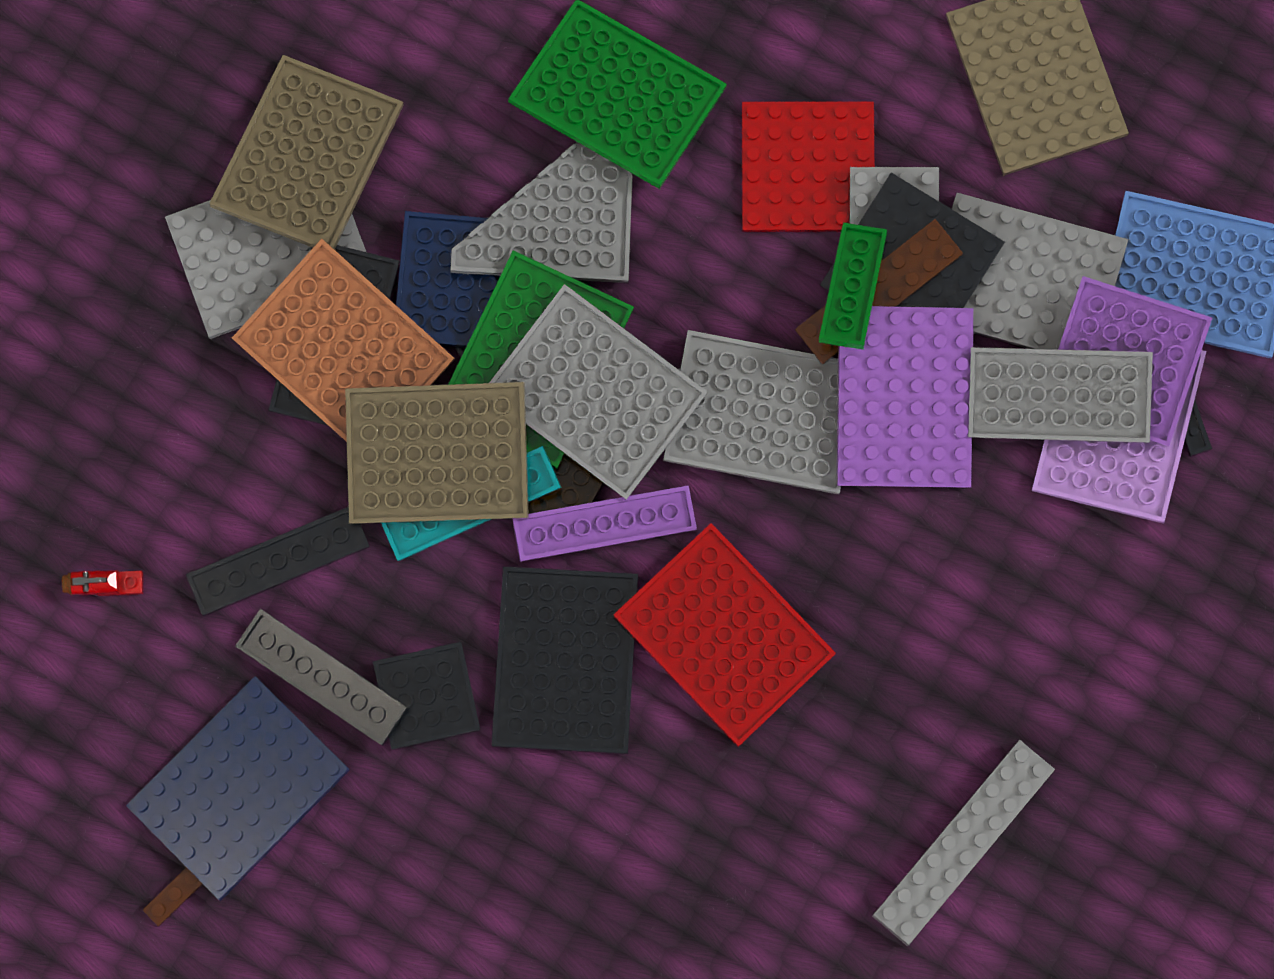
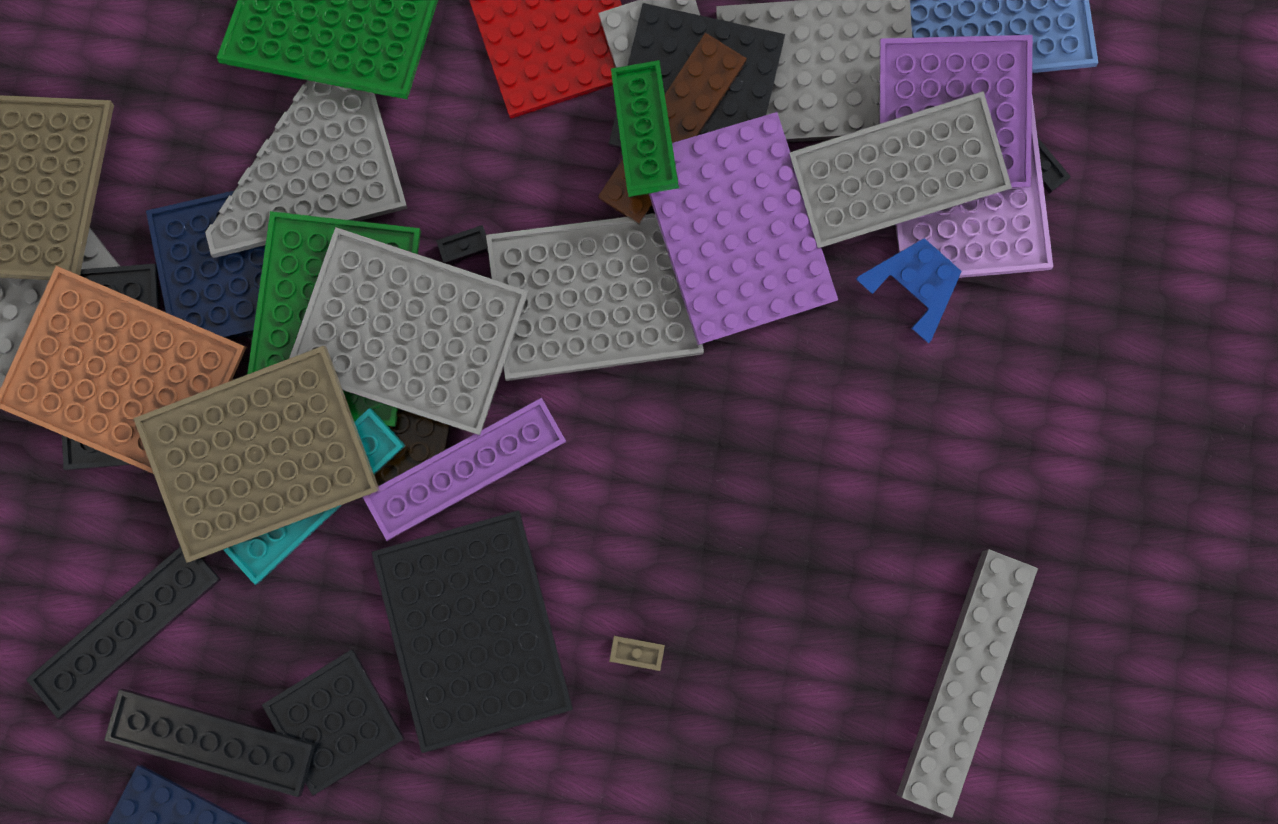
camera: 20 degrees left, 0 degrees up
(665, 330) = (463, 245): none -> black plate
(696, 726) = (637, 653): none -> dark tan plate
(724, 634) = (633, 544): red plate -> none
(1051, 491) = (925, 275): none -> blue wing

